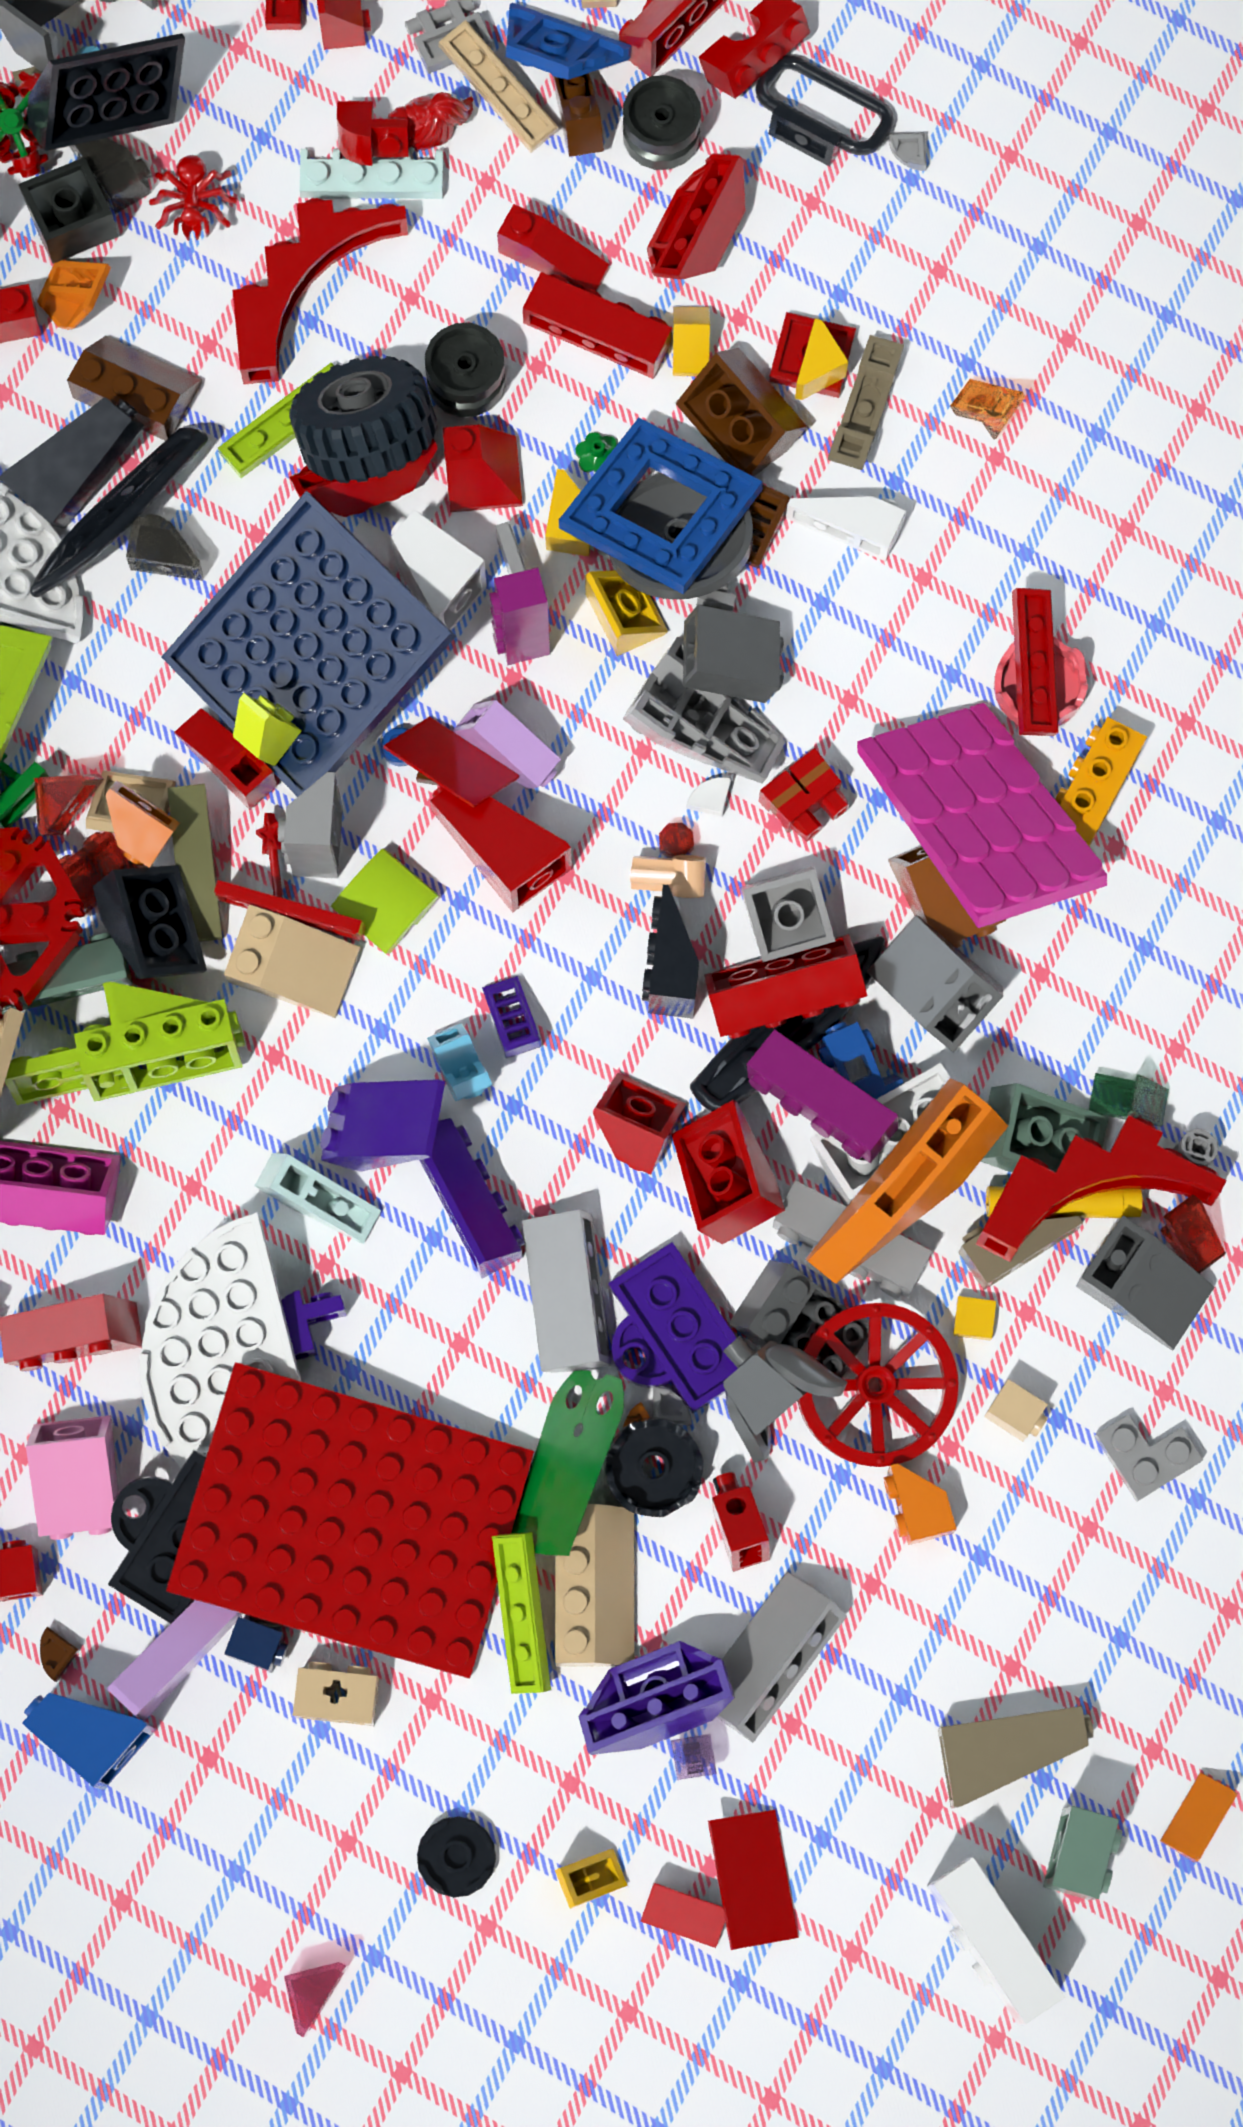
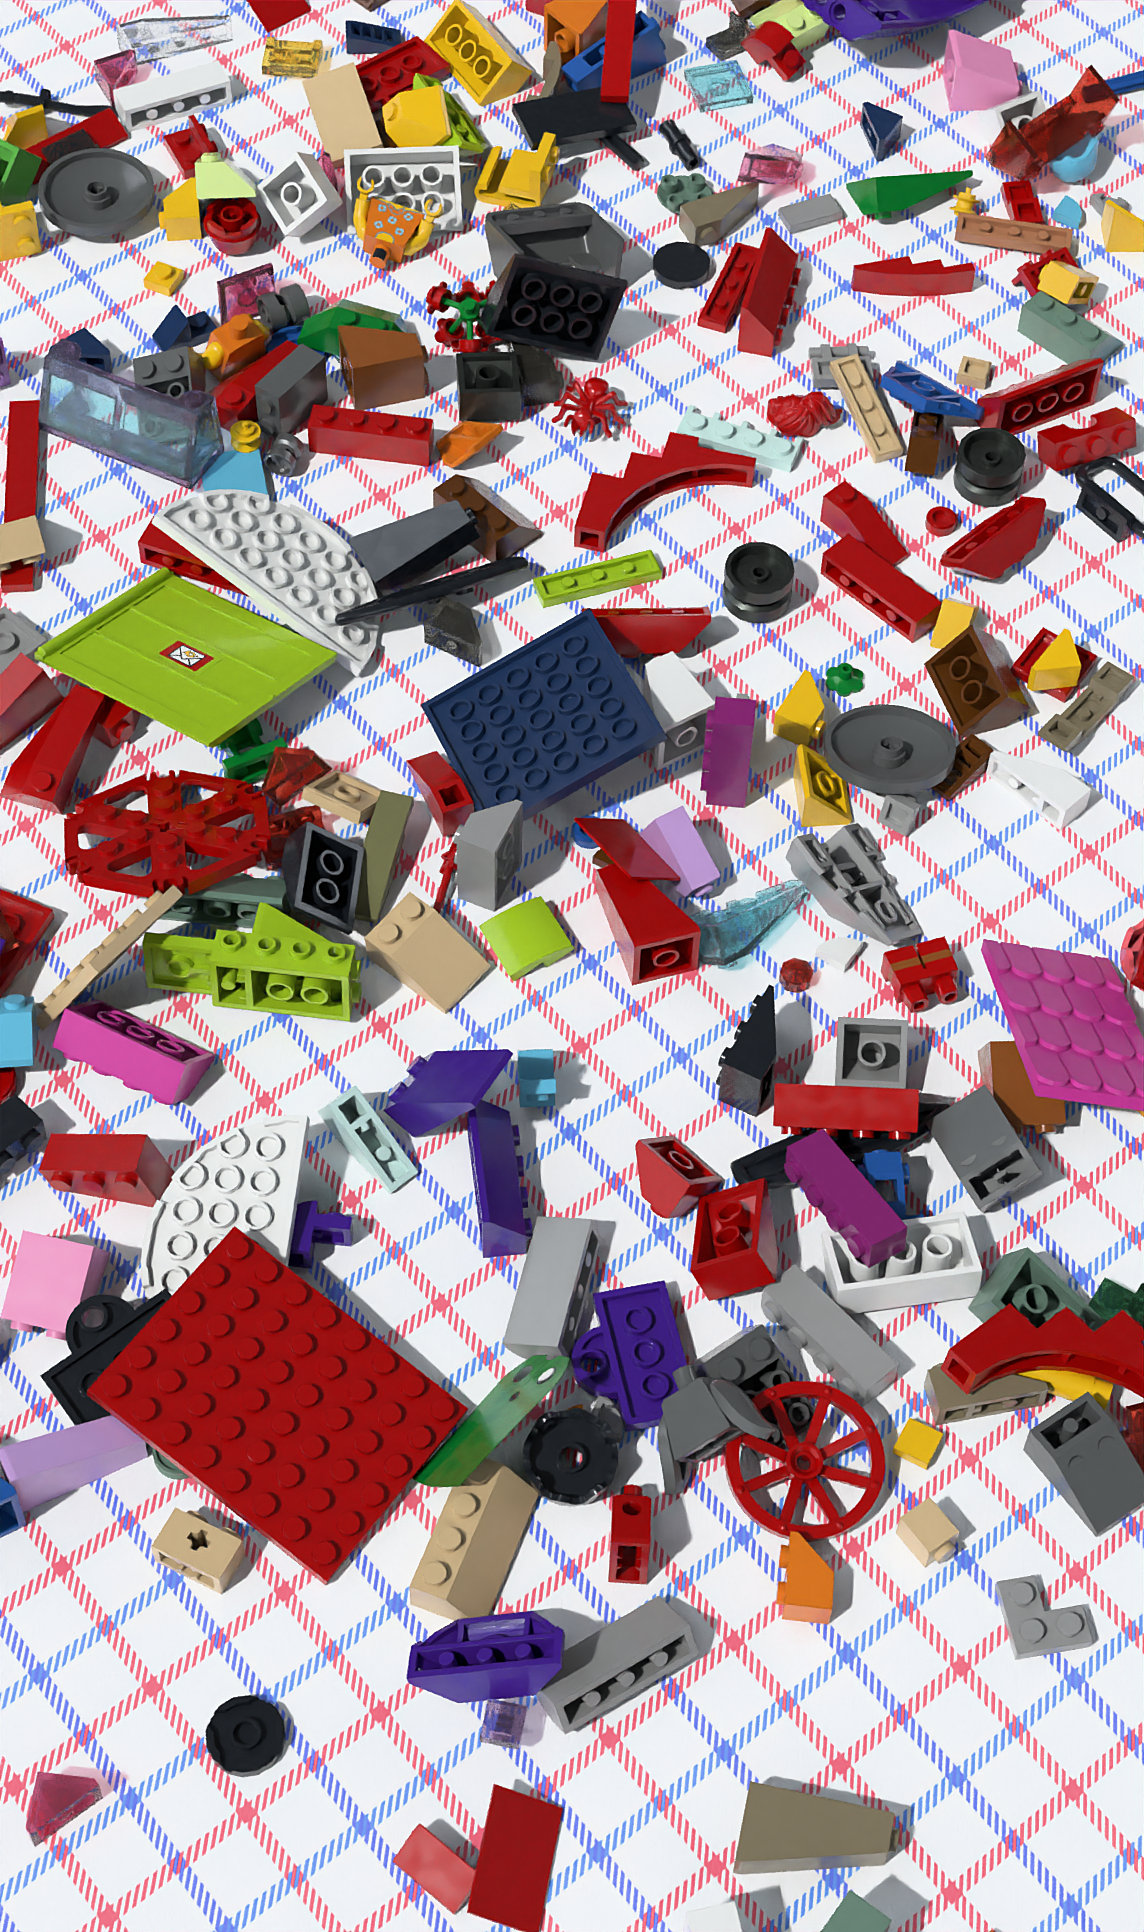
camera: 20 degrees right, 20 degrees down
(138, 825) = (343, 801): orange slope -> none
(256, 1645) = (147, 1480): dark blue brick -> none
(264, 728) = (478, 763): neon yellow slope -> none
(303, 913) = (471, 929): red tile -> none
(363, 419) = (658, 580): black wheel -> none
(365, 137) = (745, 406): red brick -> none
(481, 468) = (742, 655): red slope -> none
(520, 1044) = (595, 1082): dark purple slope -> none
(521, 1613) = (397, 1538): lime tile -> none
(591, 1878) = (360, 1799): yellow slope -> none
(601, 803) = (745, 923): none -> clear light blue wedge
(630, 208) = (940, 521): none -> red tile
(674, 564) = (937, 726): blue plate -> none
(682, 873) = (790, 997): light nougat piece -> none
(732, 654) = (900, 846): dark grey brick -> none
(912, 1179) = (903, 1291): orange wedge -> none

